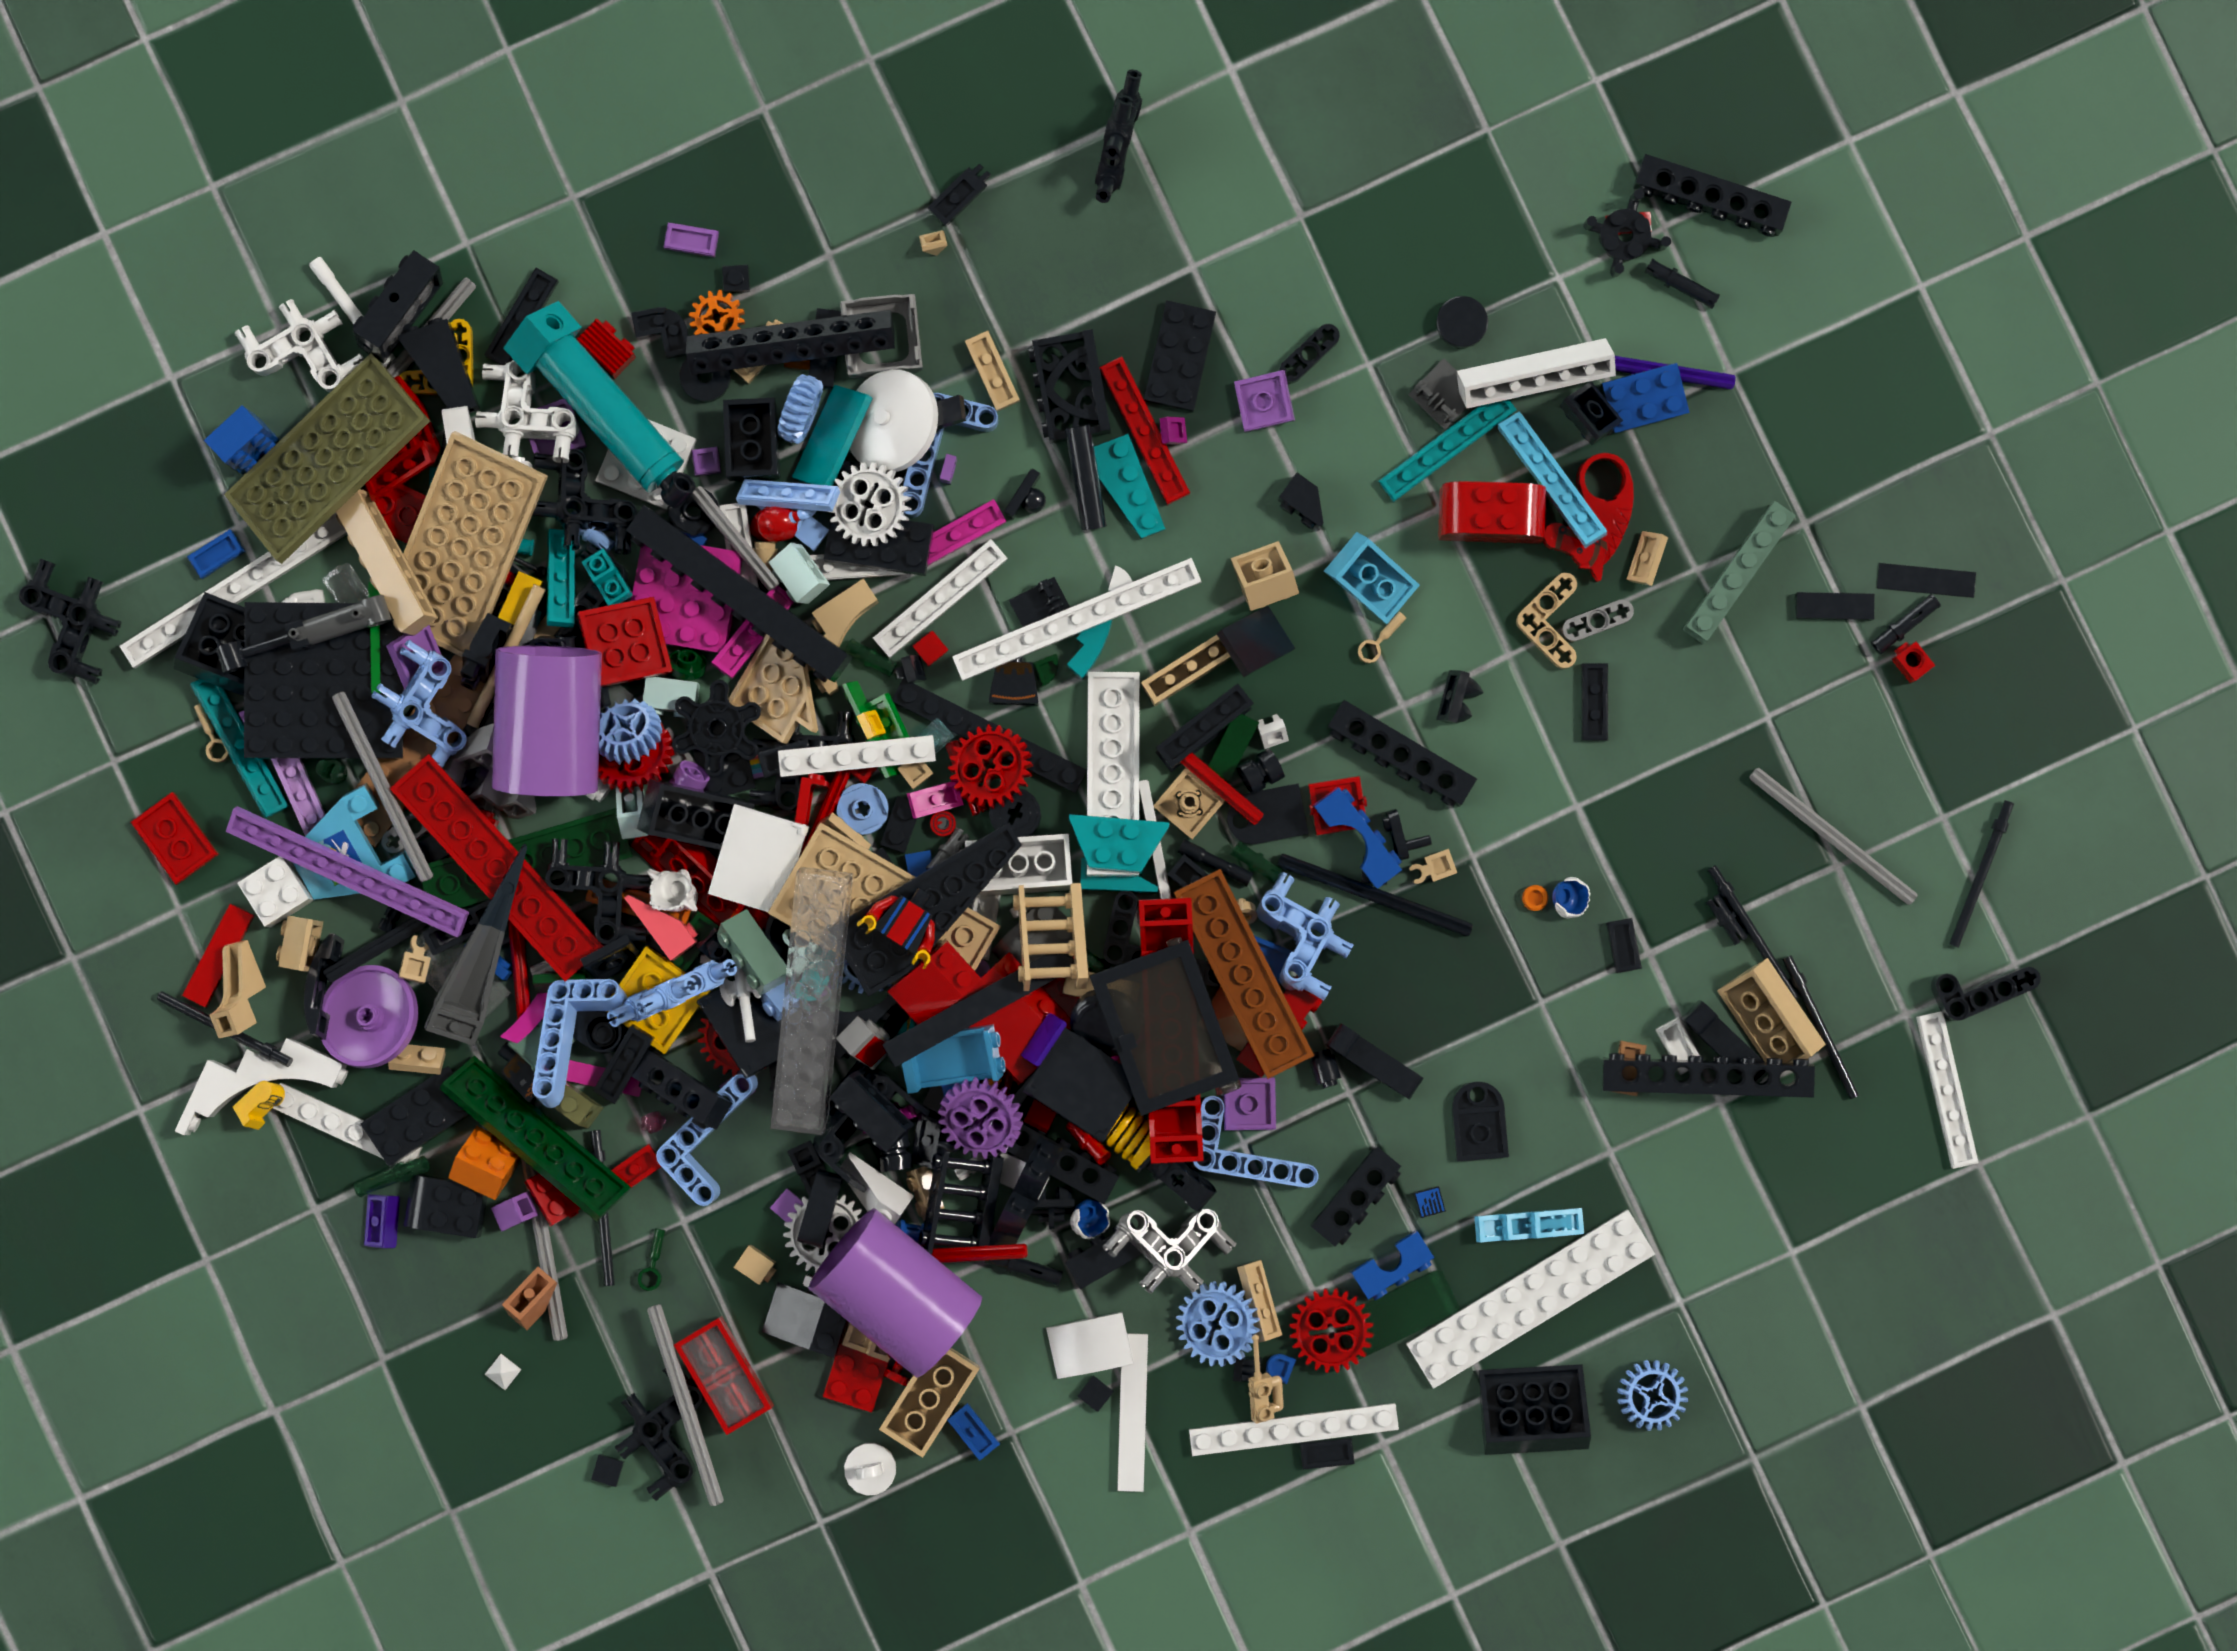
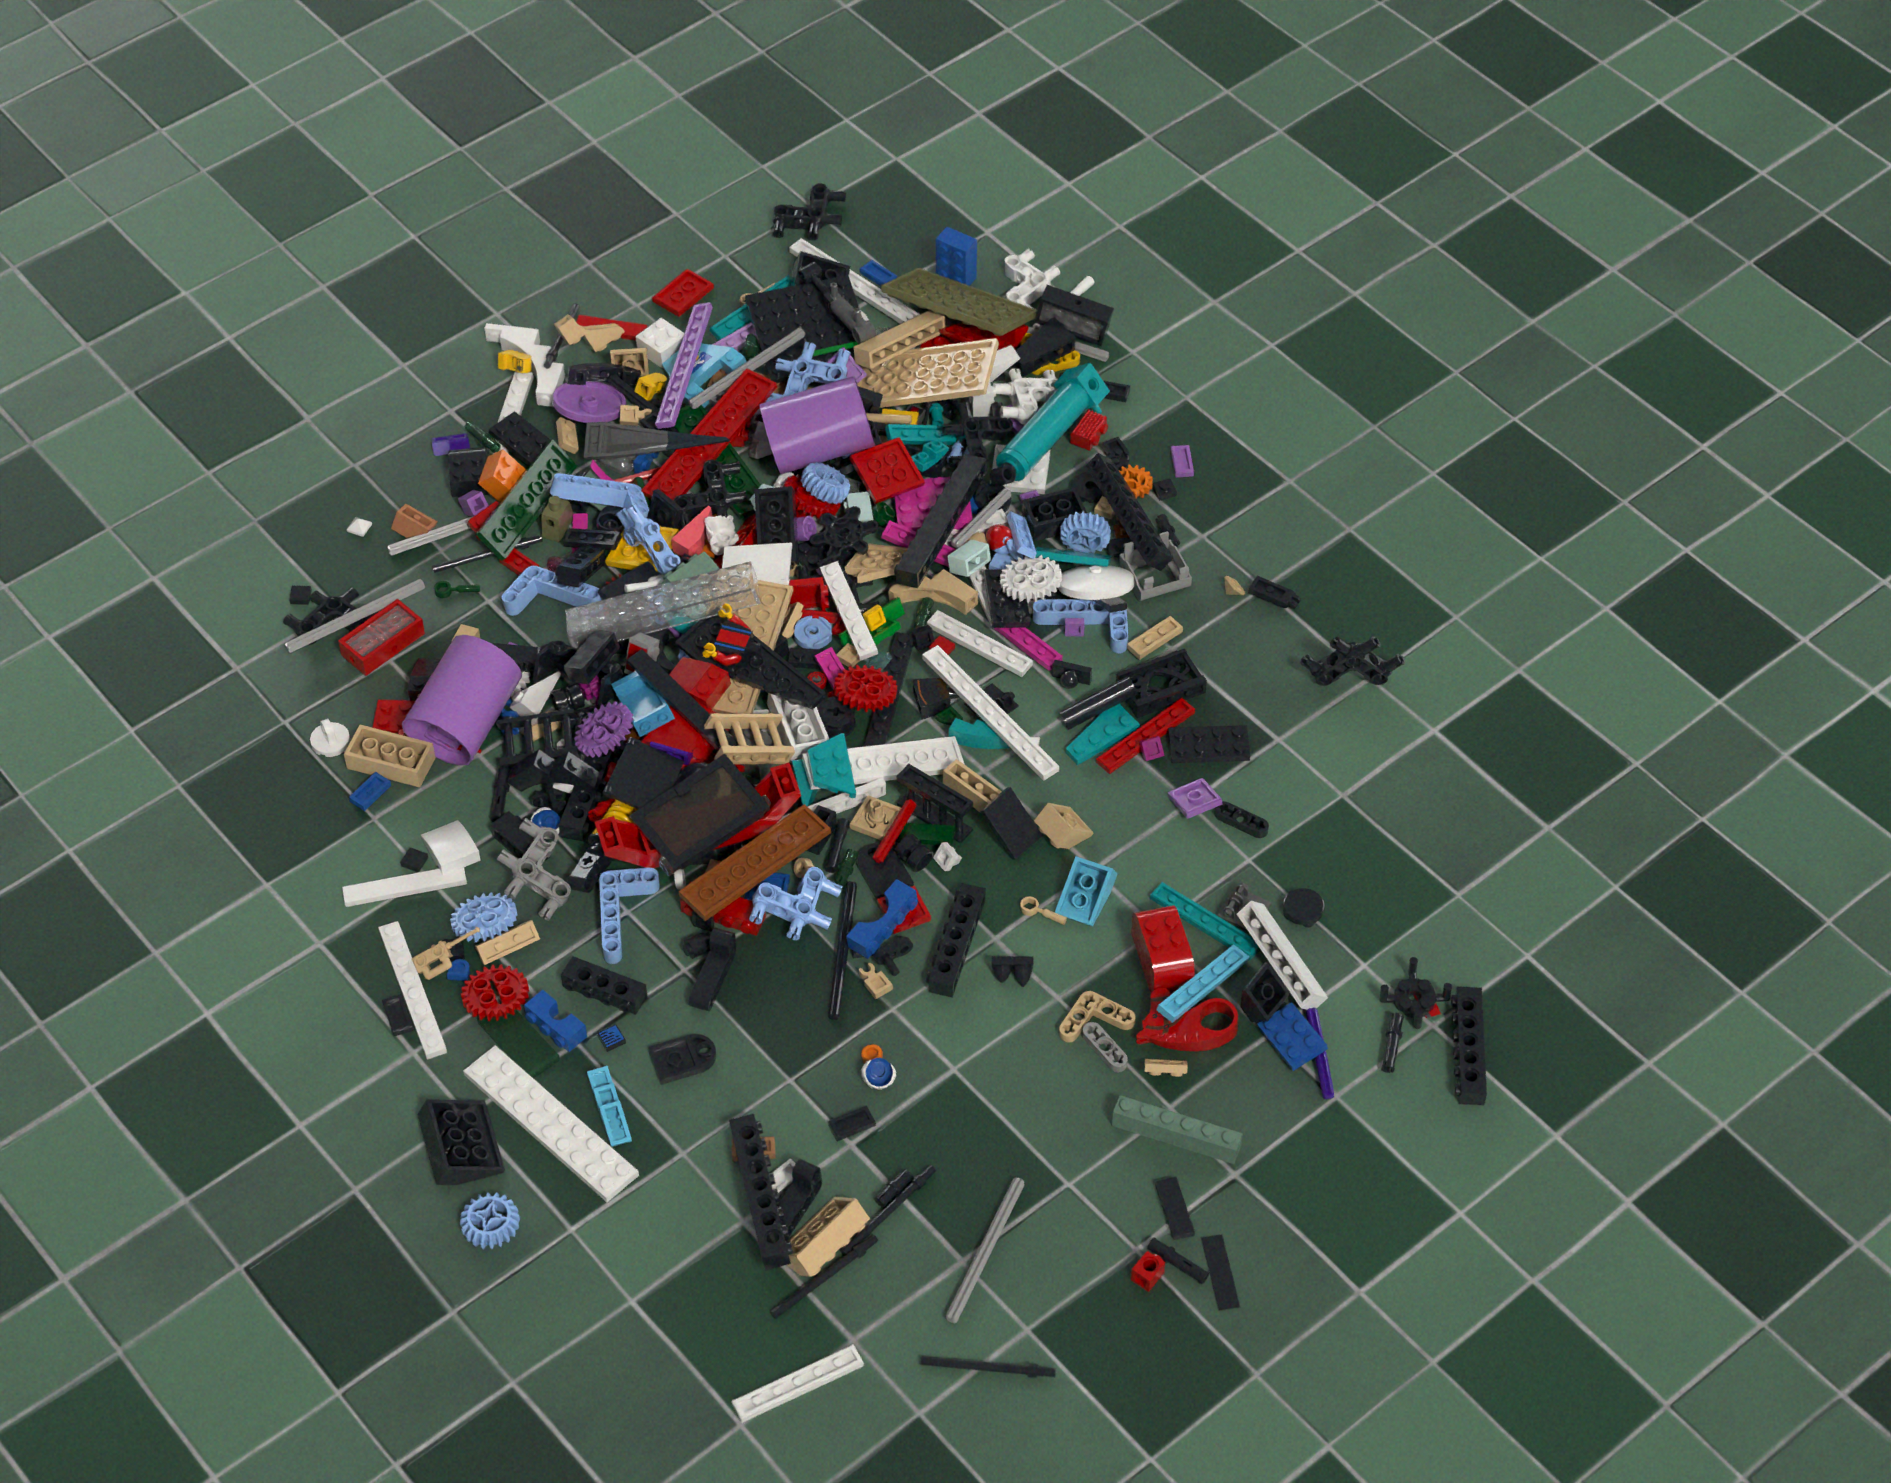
camera: 75 degrees right, 35 degrees down
(355, 919) = (652, 383): none -> yellow leg
(813, 298) = (1165, 526): none -> black pin
(980, 1253) = (502, 751): red axle -> none
(1251, 1105) = (659, 907): medium lavender tile -> none
(1304, 500) = (1129, 837): black slope -> none
(1594, 702) = (1040, 1060): black tile -> none
(1988, 989) = (891, 1390): black beam -> none

